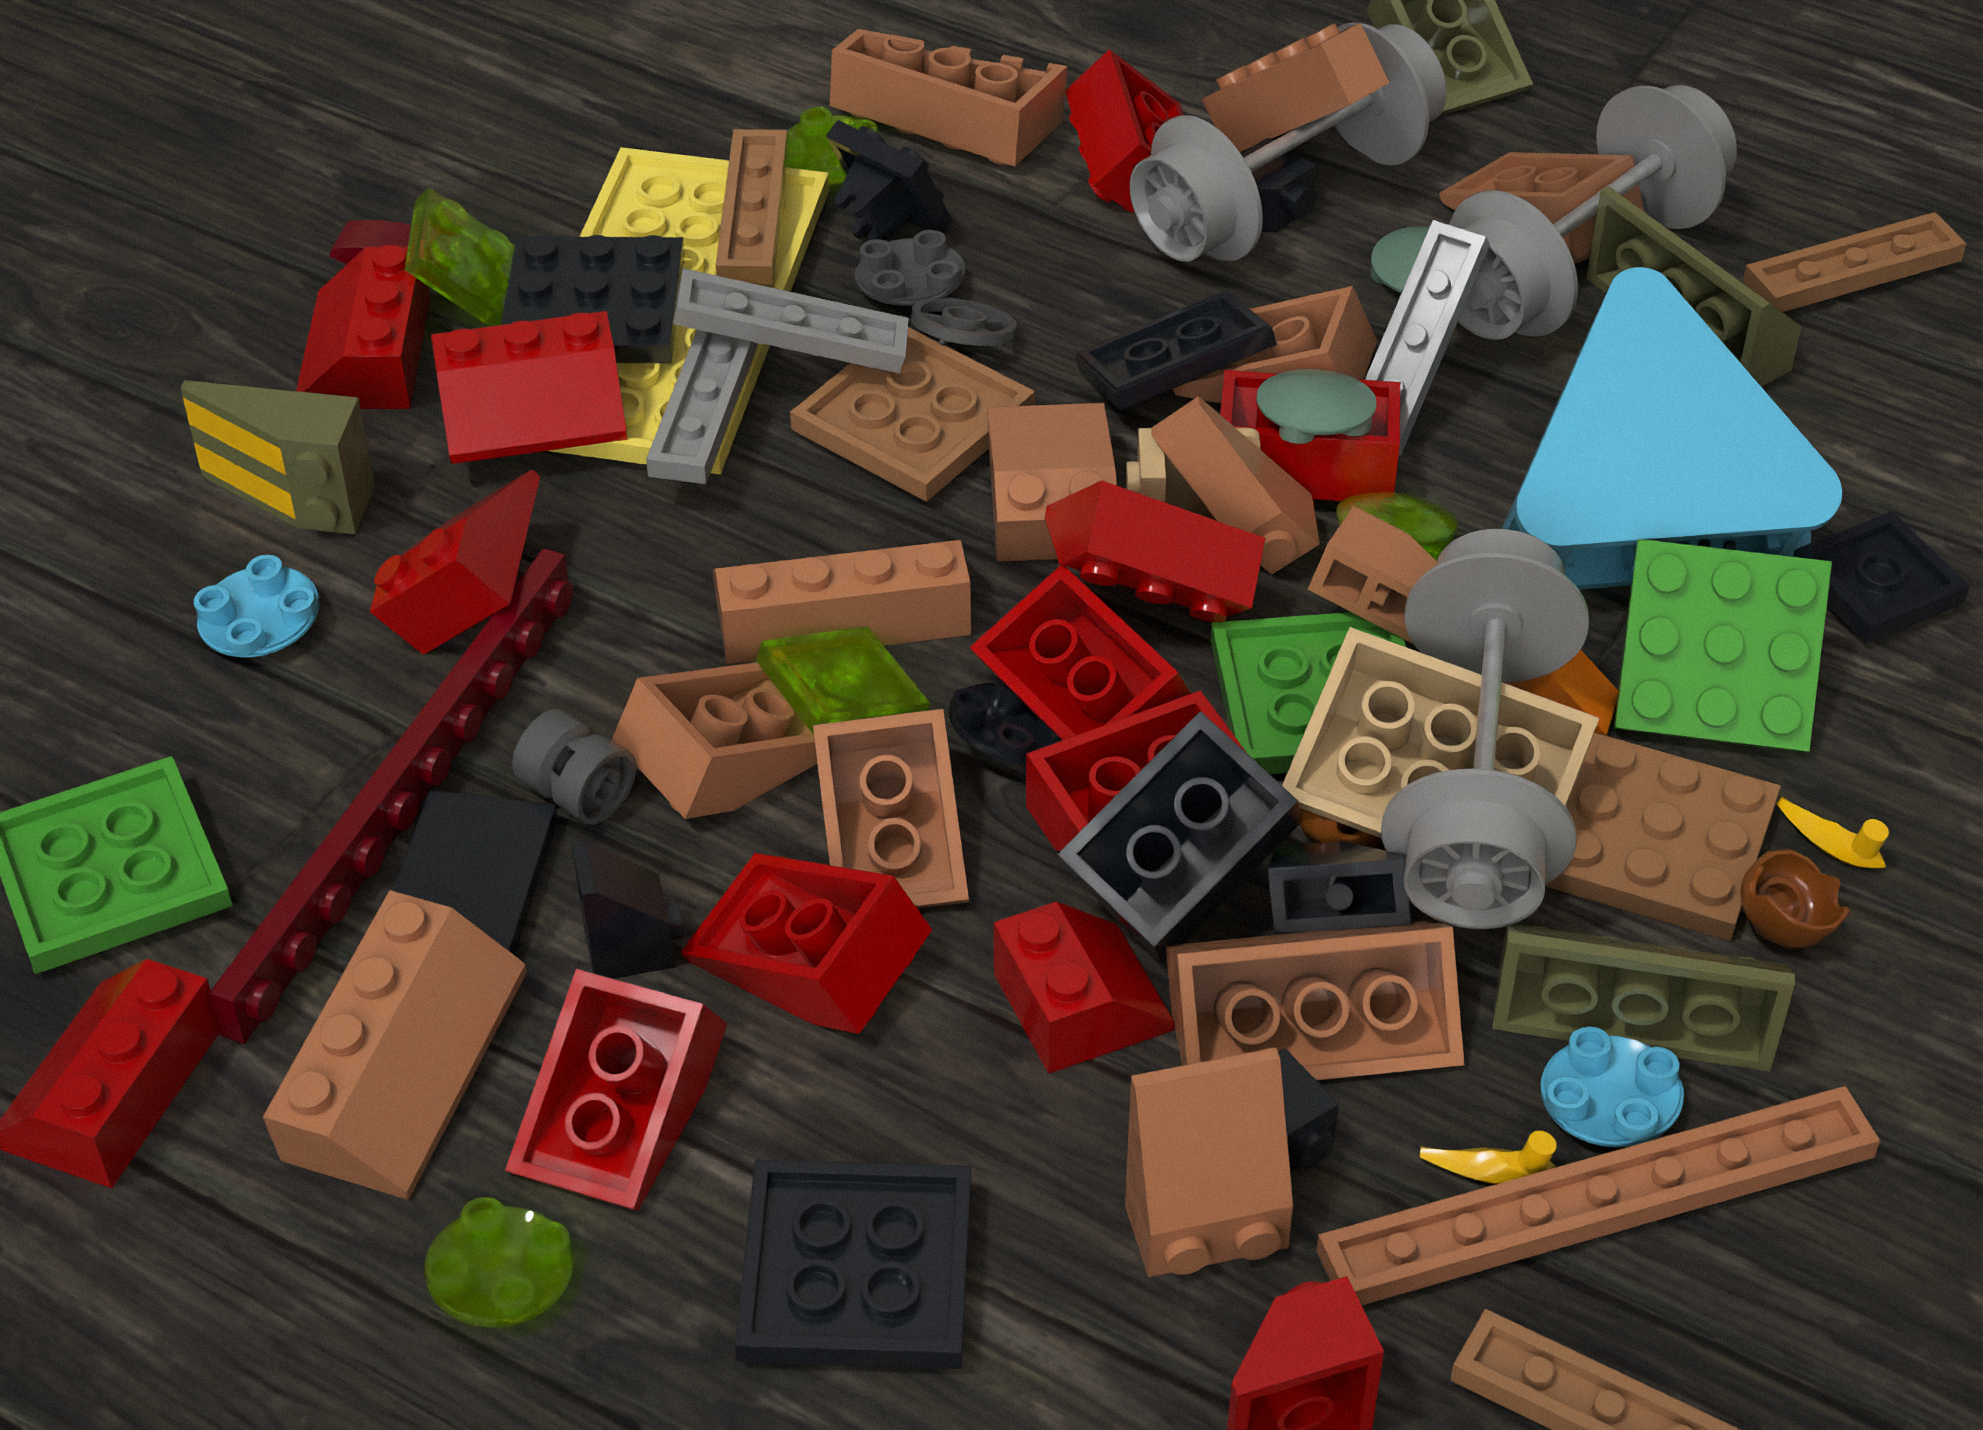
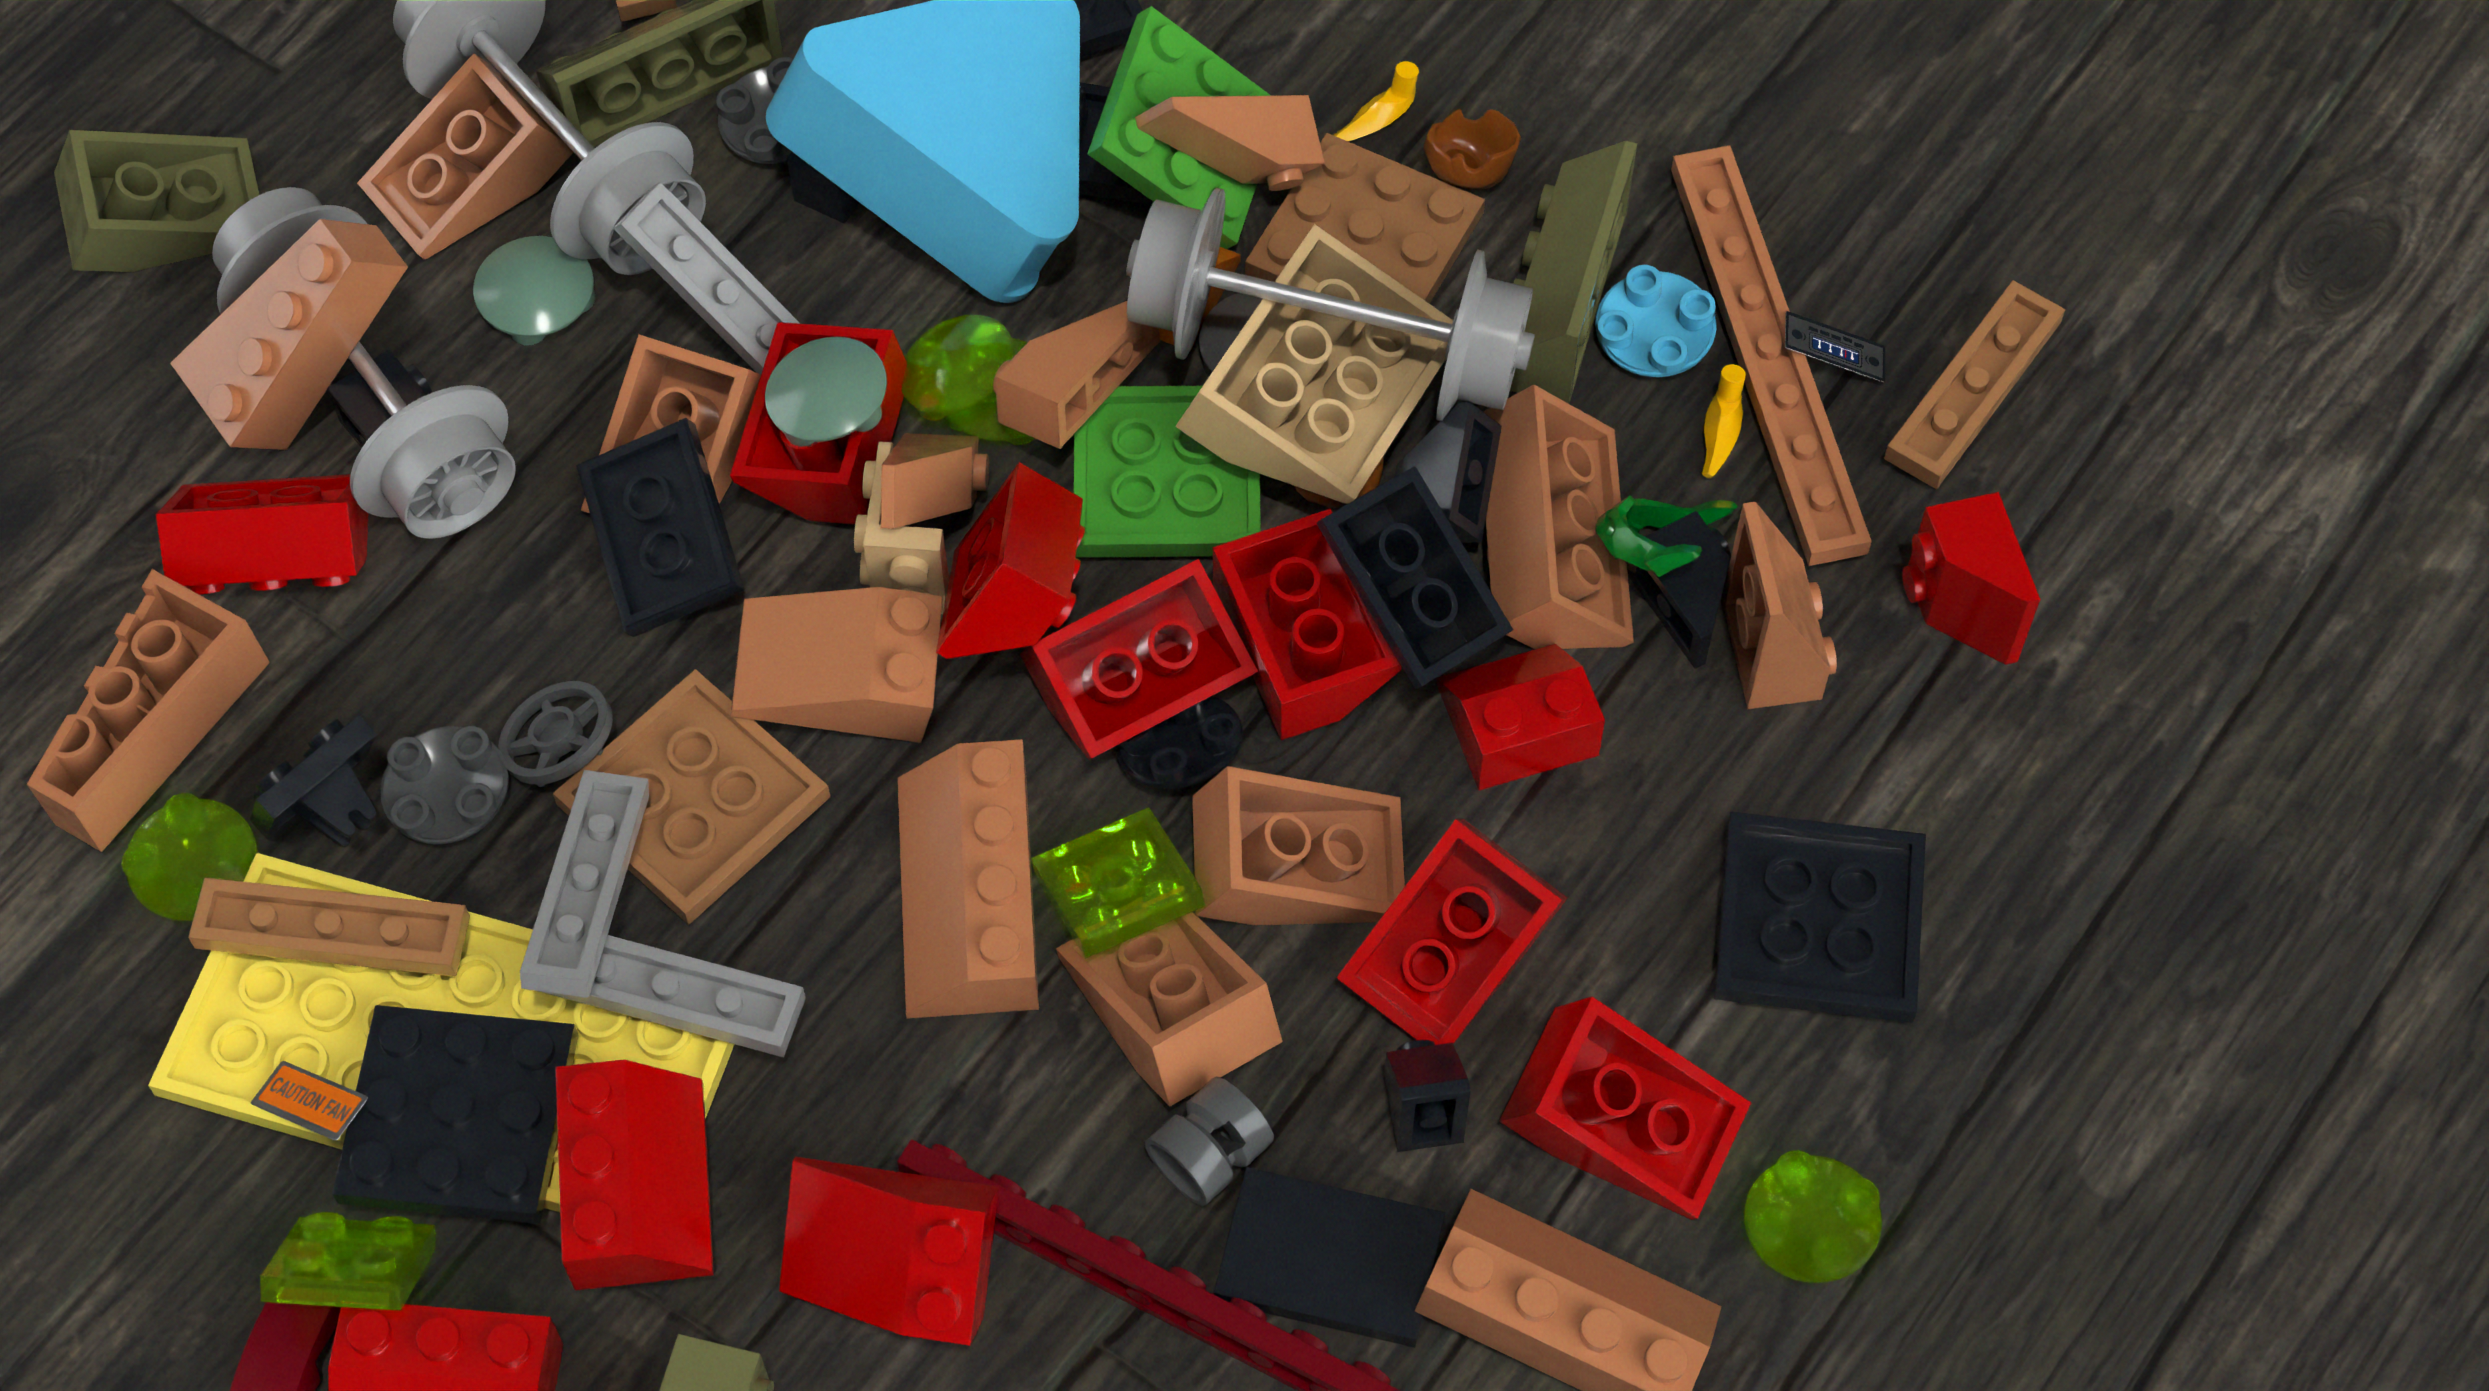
camera: 85 degrees left, 15 degrees up
(598, 215) = (309, 1100): none -> sticker
(1343, 1080) = (1620, 528): none -> green helmet
(1623, 1263) = (1835, 346): none -> sticker
(1717, 682) = (1241, 135): none -> nougat slope

